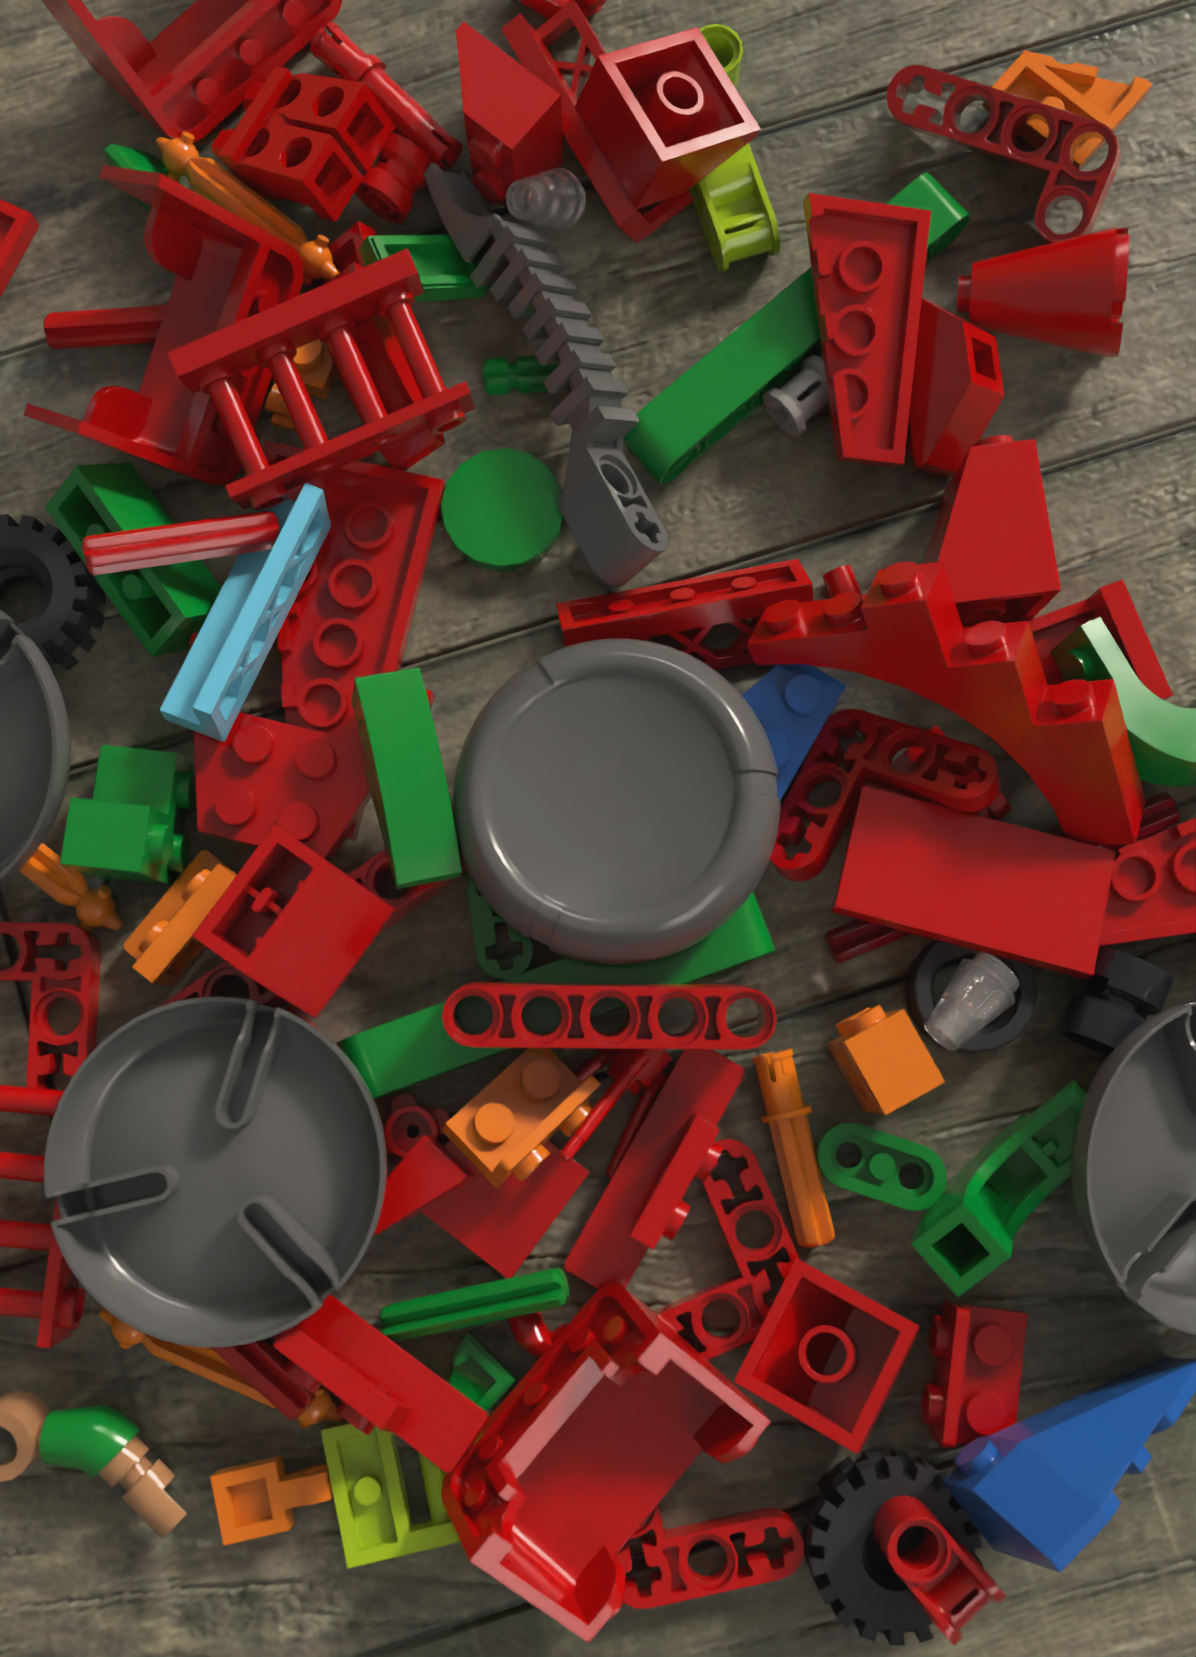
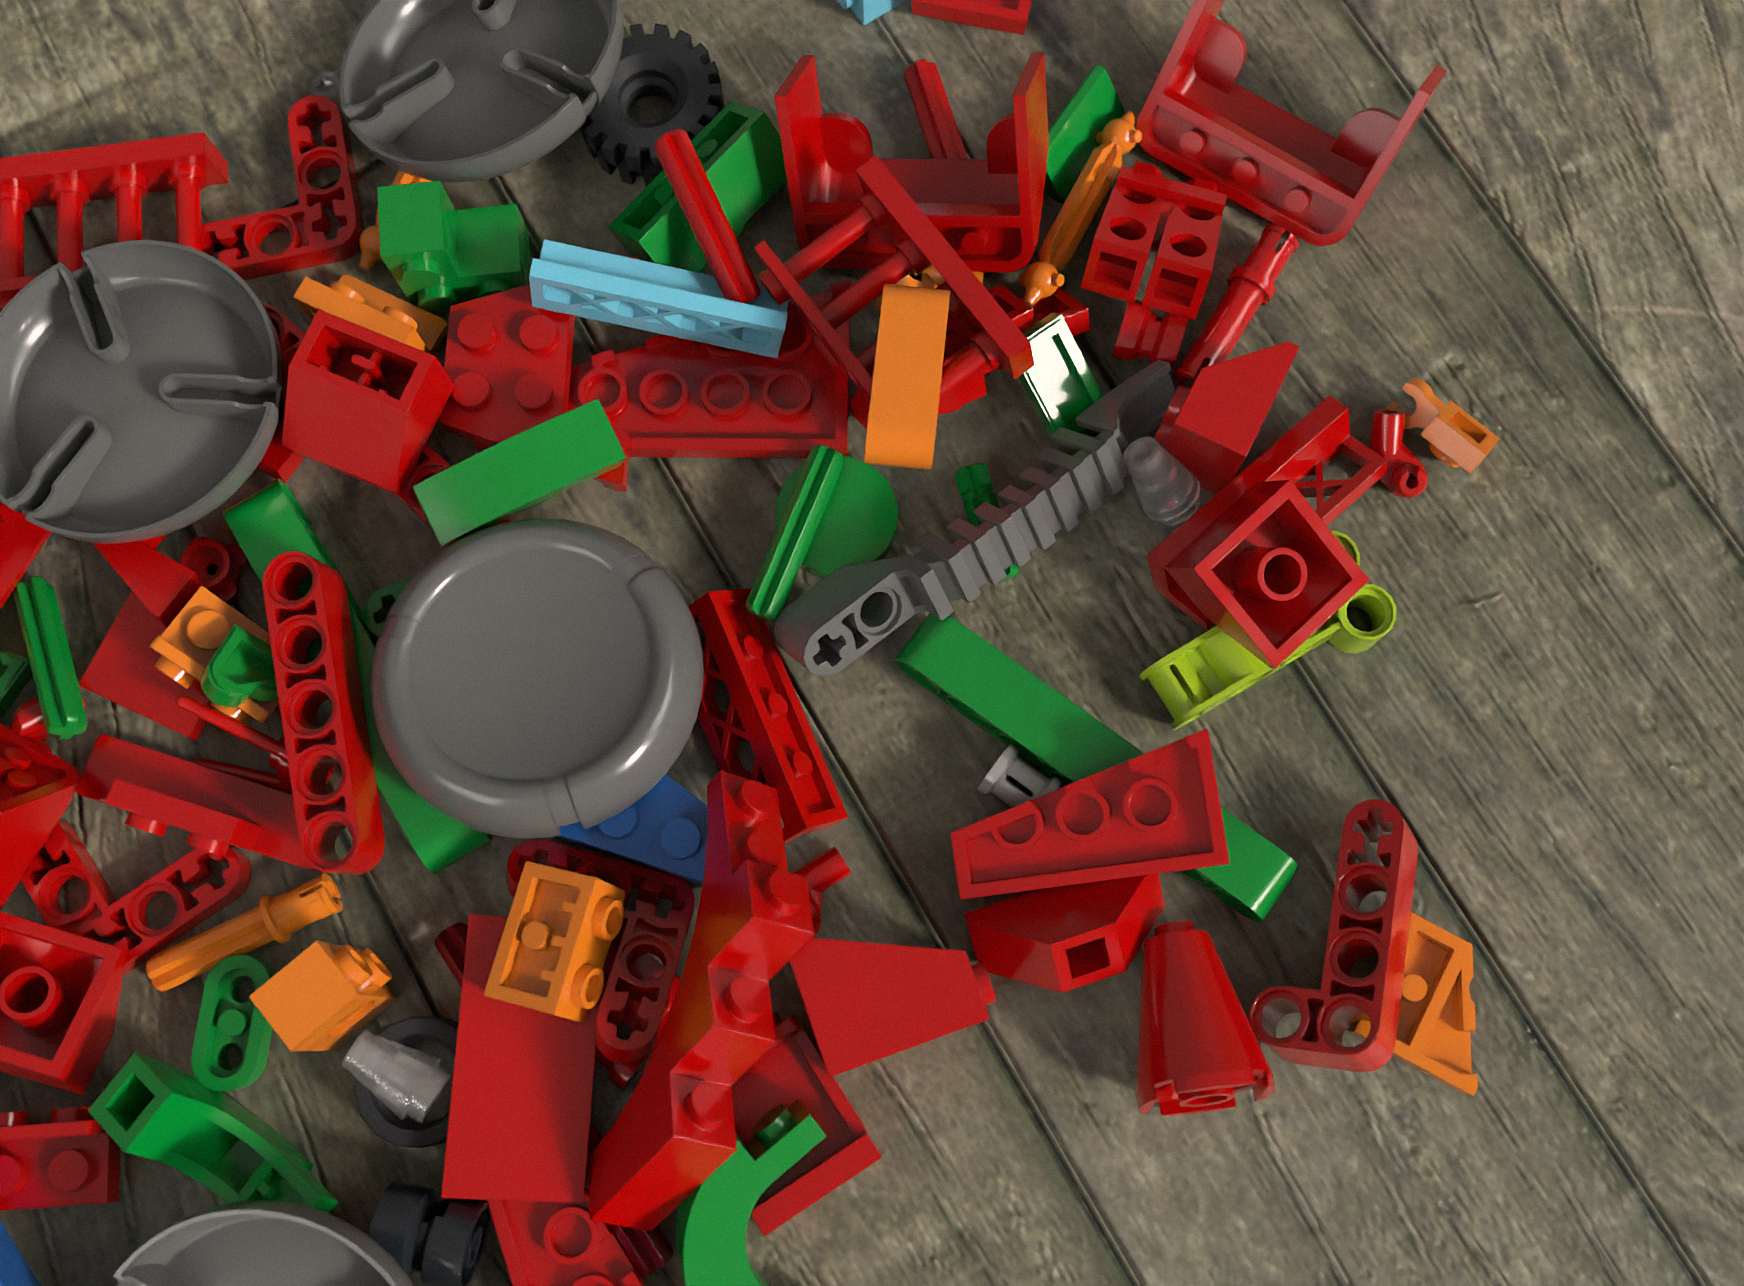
camera: 80 degrees right, 5 degrees down
(416, 365) = (907, 377): none -> orange beam
(516, 543) = (794, 533): none -> green axle
(546, 1088) = (240, 671): none -> green tile
(882, 826) = (556, 942): none -> orange bracket

